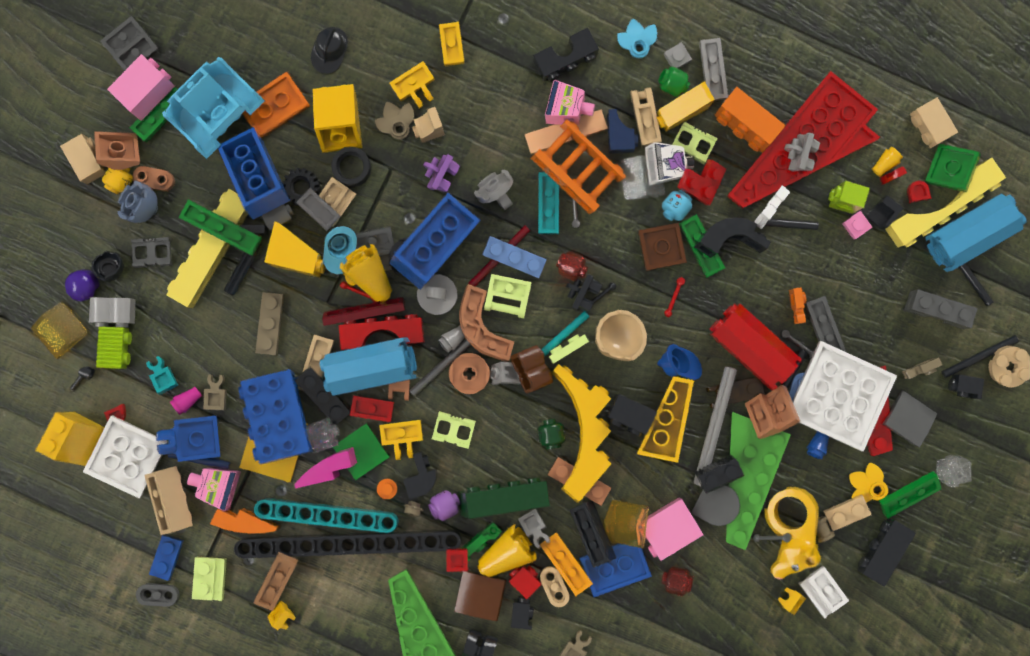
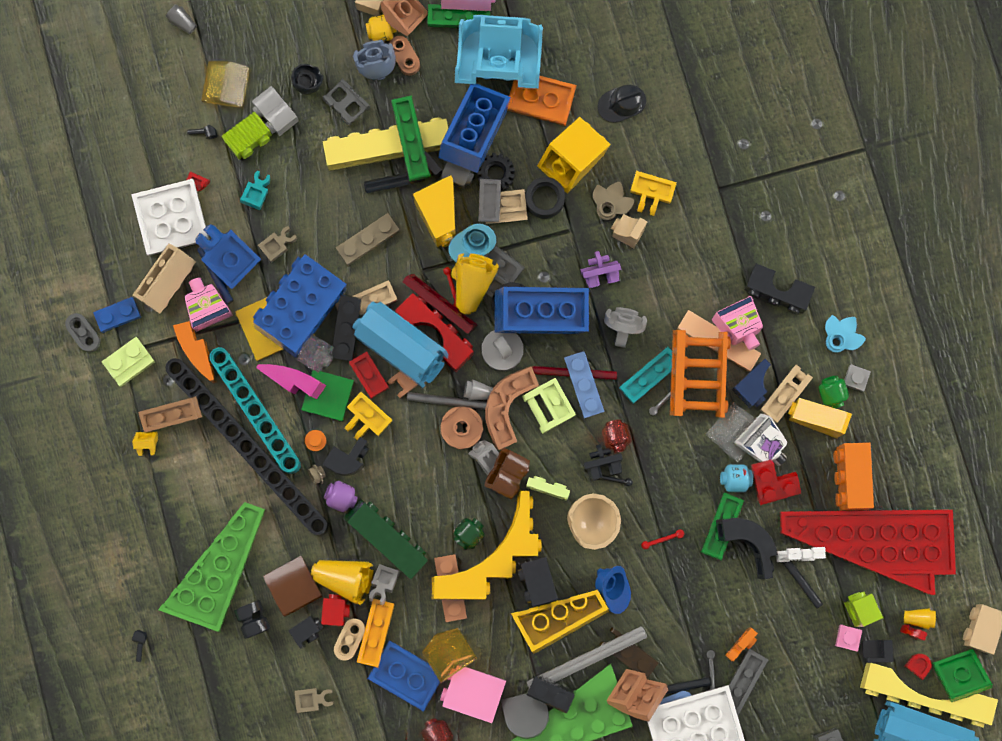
camera: 45 degrees right, 5 degrees down
(70, 438) = (150, 163): yellow slope -> none
(81, 285) = (275, 71): dark purple hair -> none
(185, 400) = (252, 225): dark pink cone -> none
(451, 44) = (709, 193): yellow plate -> none
(452, 435) = (413, 450): yellowish green piece -> none
(456, 560) = (306, 541): red tile -> none
(477, 543) = (331, 548): green hinge -> none
(565, 333) = (565, 477): teal bar -> none
(592, 534) = (417, 634): black slope -> none
(662, 246) = (694, 494): reddish brown plate -> none
(696, 137) = (807, 447): yellowish green piece -> none
(714, 68) = (871, 415): light grey plate -> none
(755, 346) = (678, 635): red brick -> none
(800, 150) = (864, 538): light grey hips -> none

